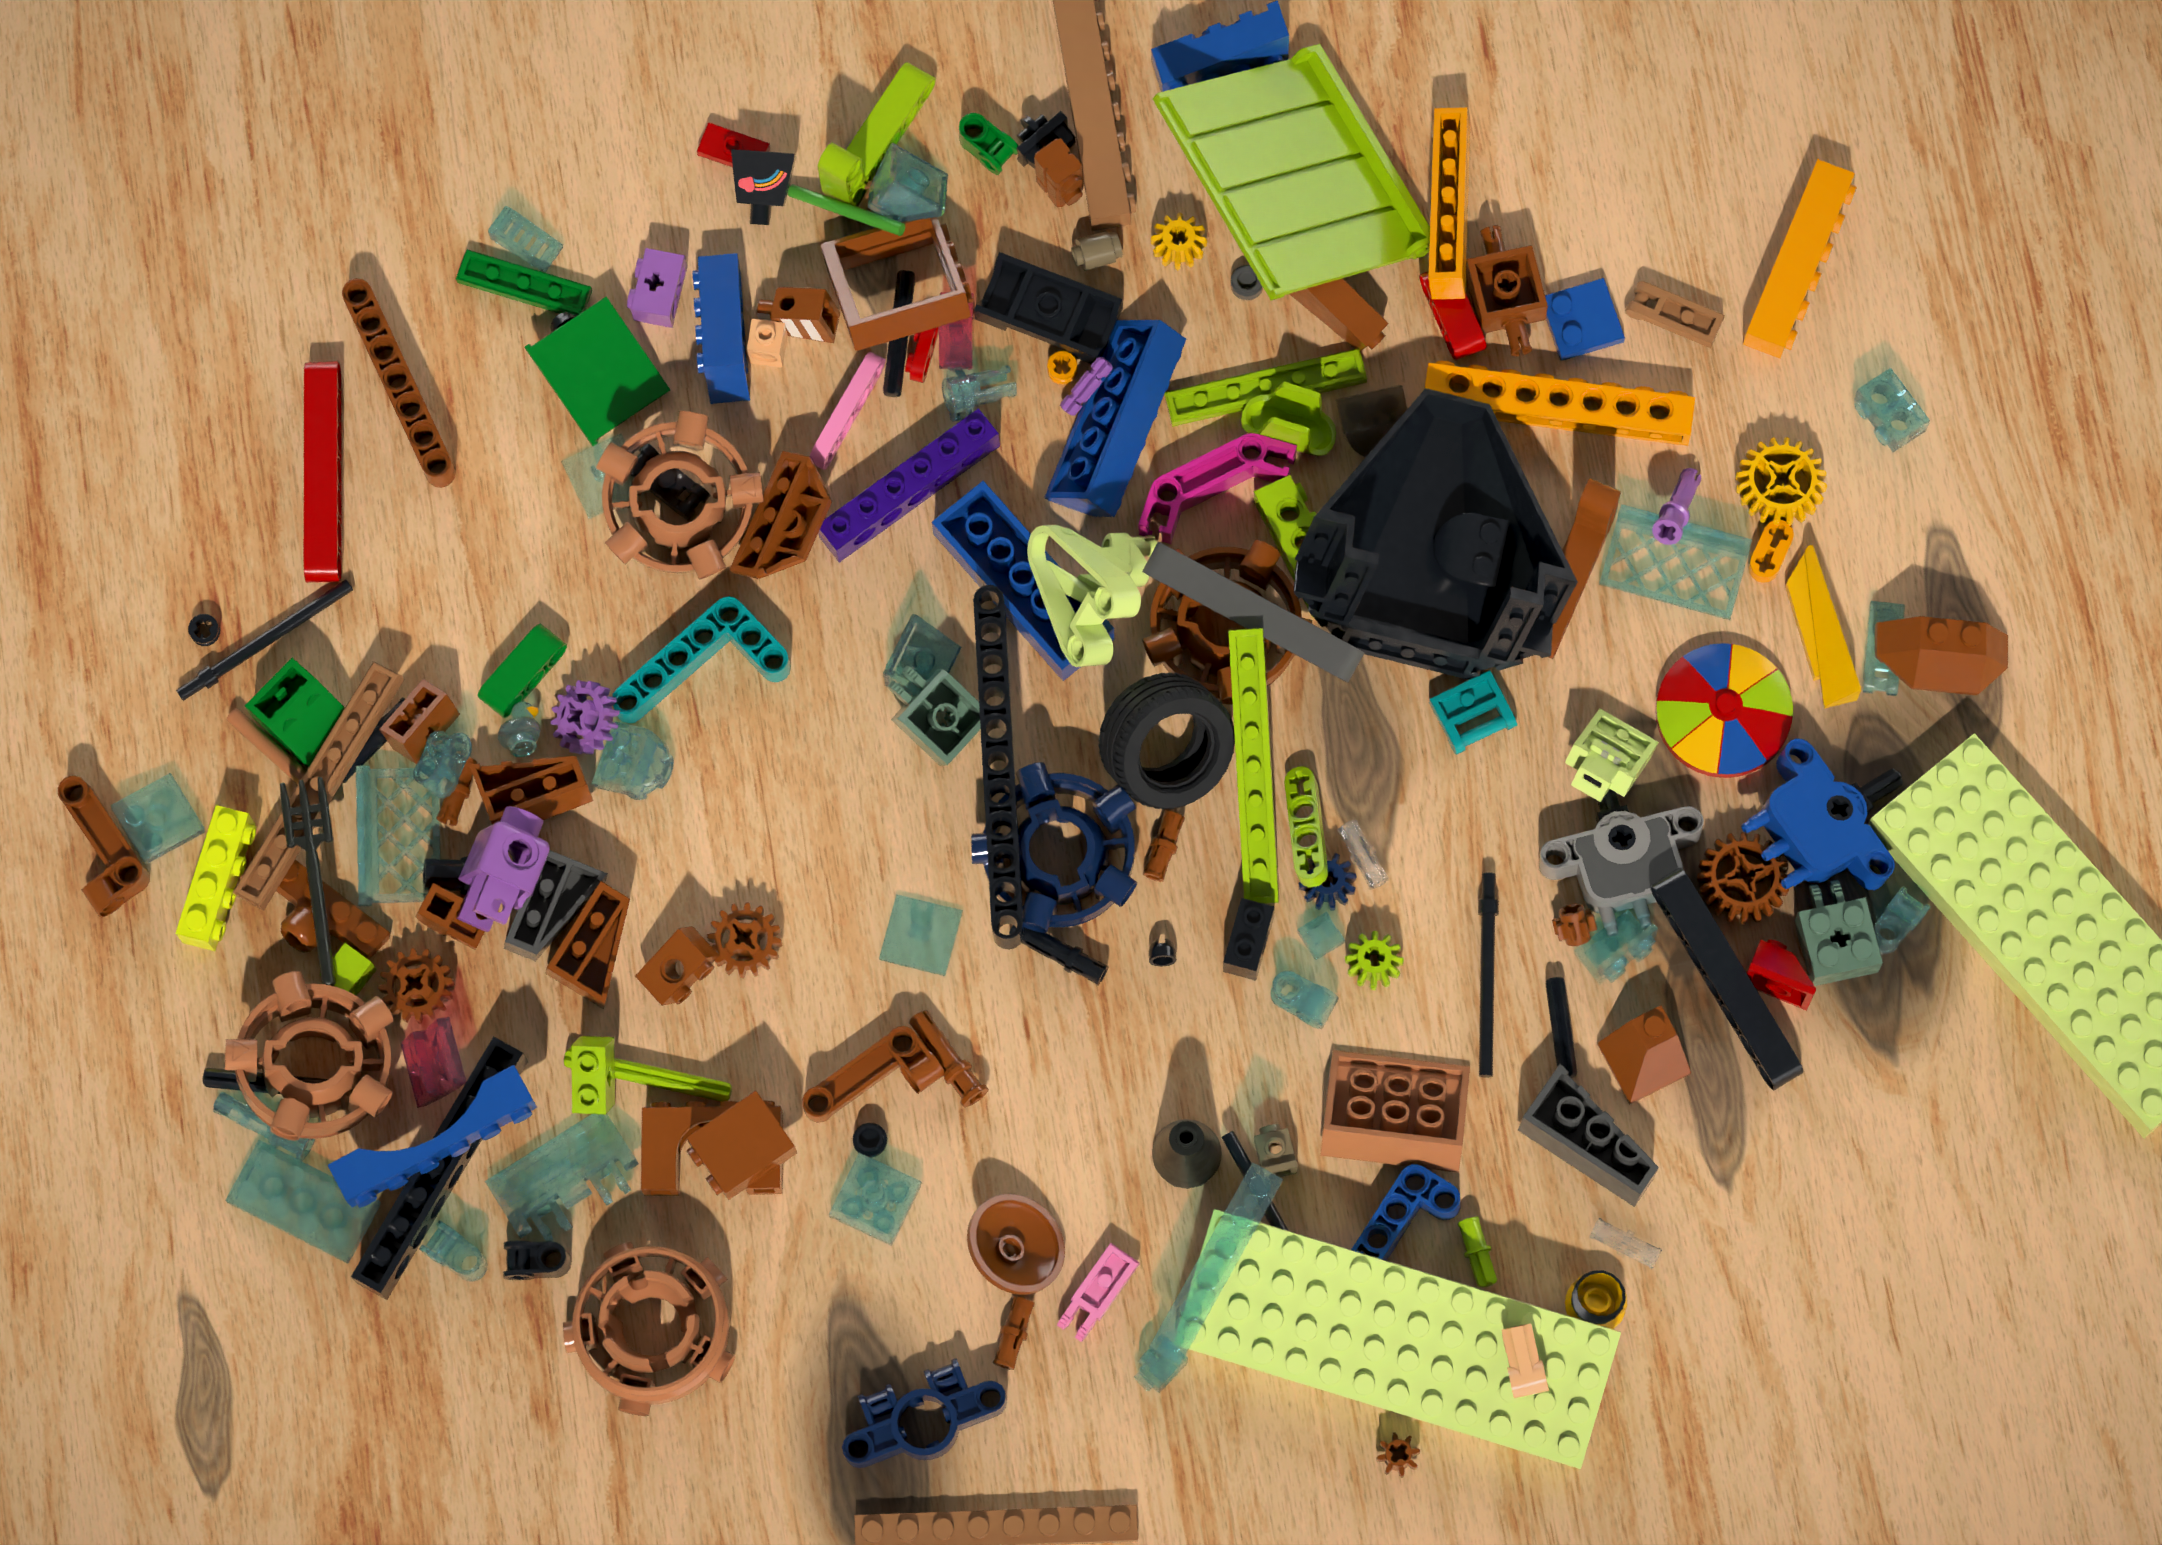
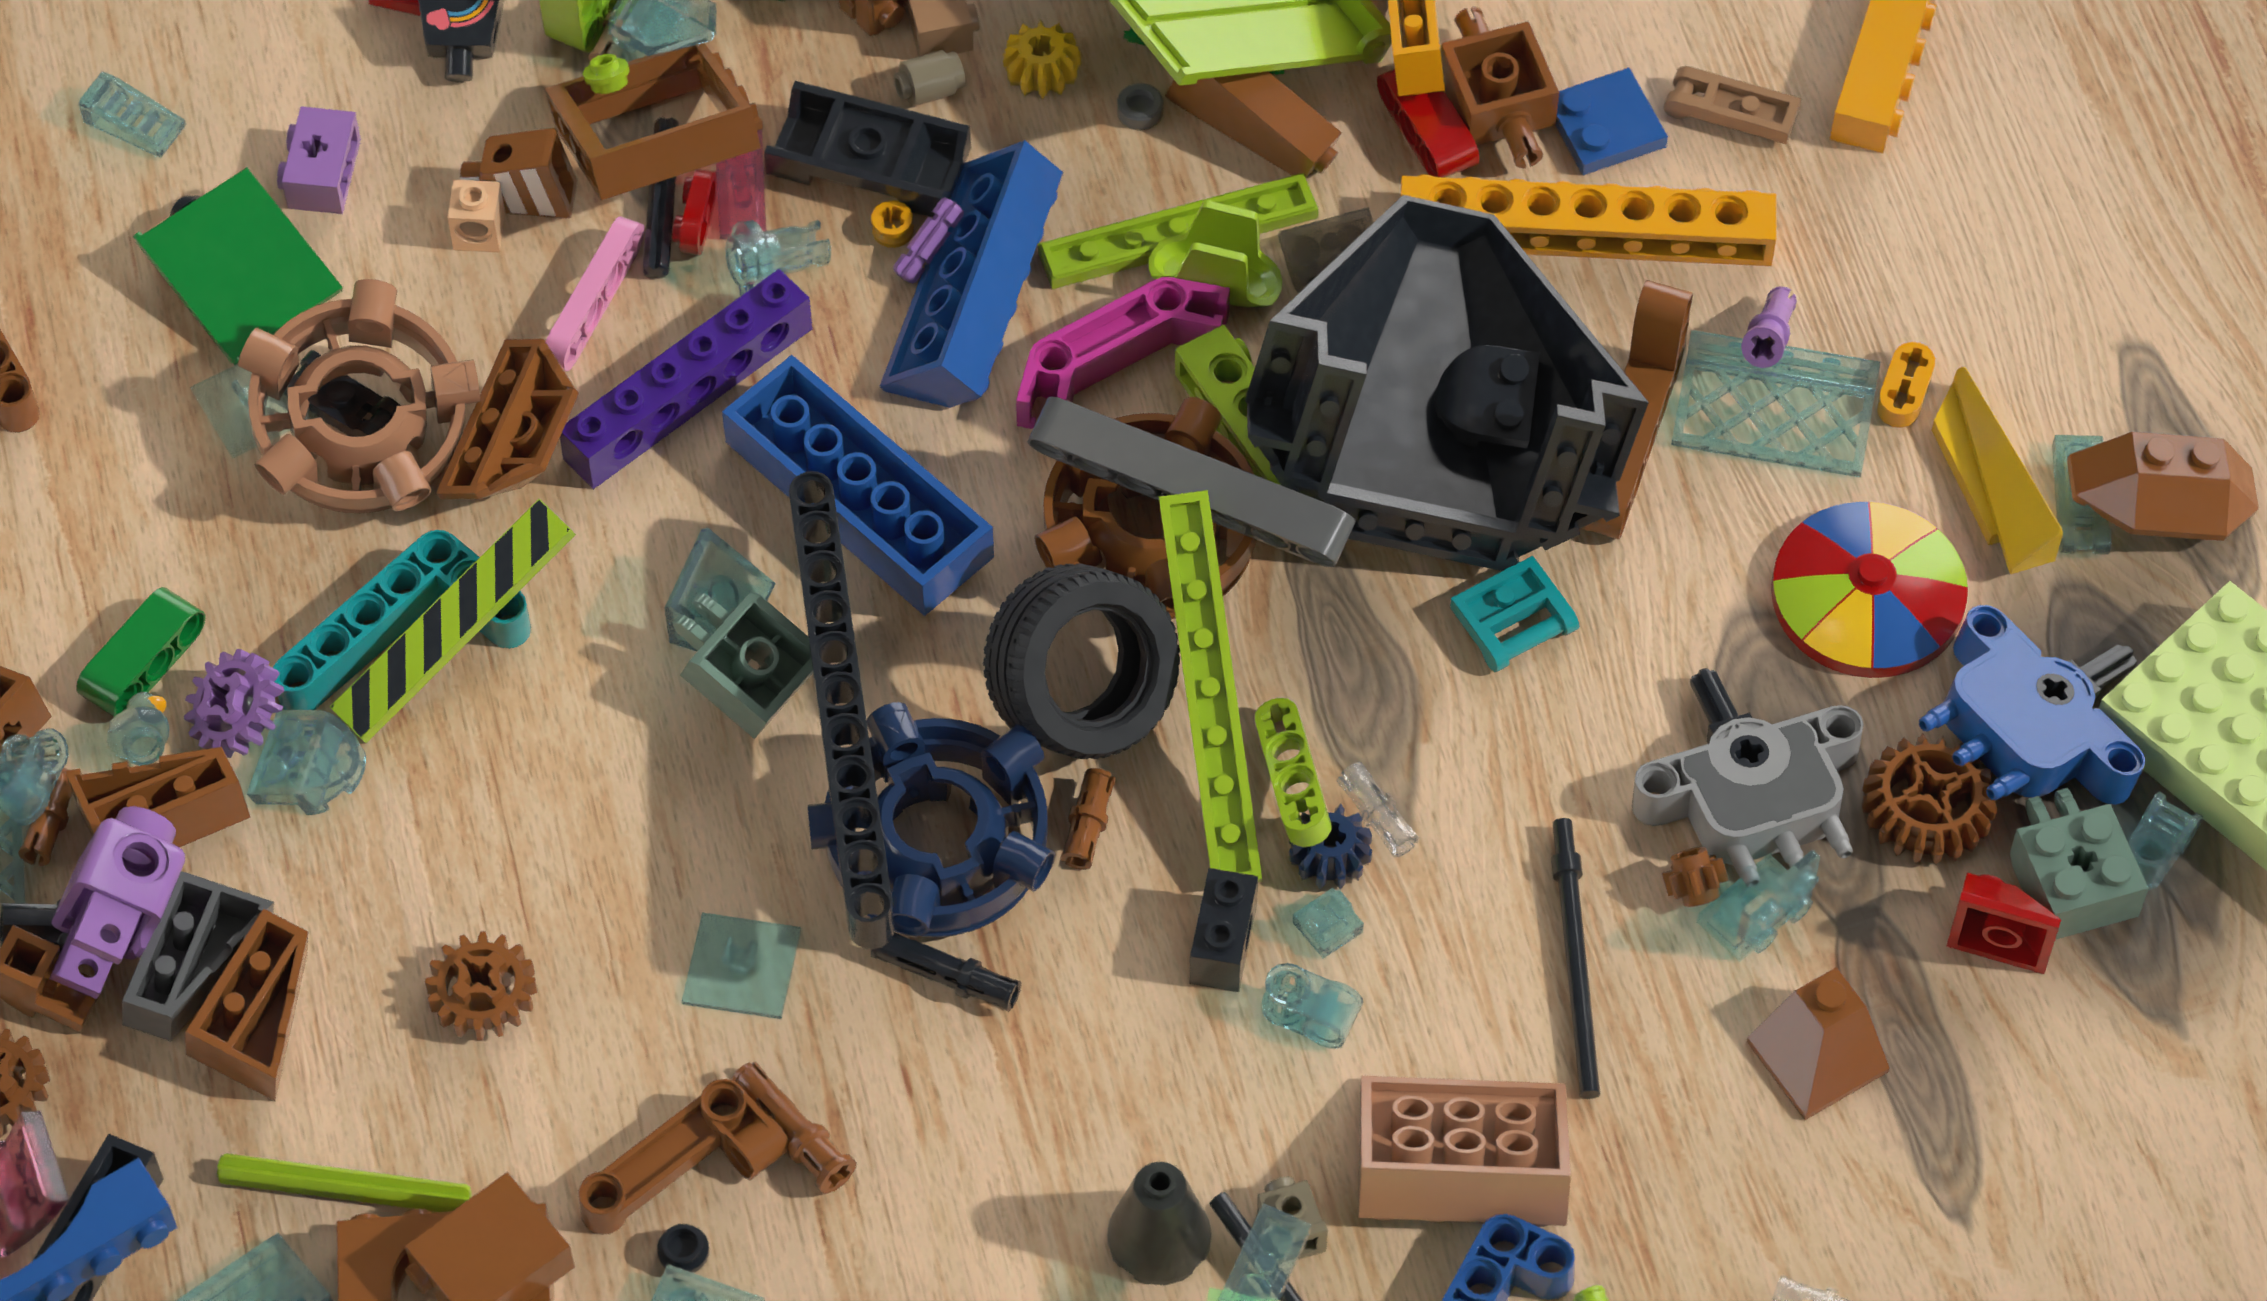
camera: 10 degrees left, 15 degrees down
(523, 284) = (125, 170): green tile -> none
(593, 1075) = (261, 1181): lime brick -> none
(660, 972) = (356, 1031): dark orange brick -> none
(721, 328) = (411, 203): blue wedge -> none
(737, 668) = (452, 620): none -> tile
(846, 210) = (577, 46): bright green bar -> none
(865, 240) = (606, 73): none -> lime plate
(1104, 593) = (994, 453): yellowish green connector -> none
(1162, 953) = (1100, 971): black hinge -> none
(1384, 953) = (1426, 936): lime gear -> none
(1561, 1024) = (1692, 1020): black axle -> none
(1586, 1138) = (1752, 1162): dark grey wedge -> none
(1609, 756) = (1716, 649): yellowish green piece -> none
(1726, 979) = (1927, 928): black beam -> none
(1763, 462) = (1903, 279): yellow gear -> none
(1899, 407) = (2048, 192): clear light blue brick -> none

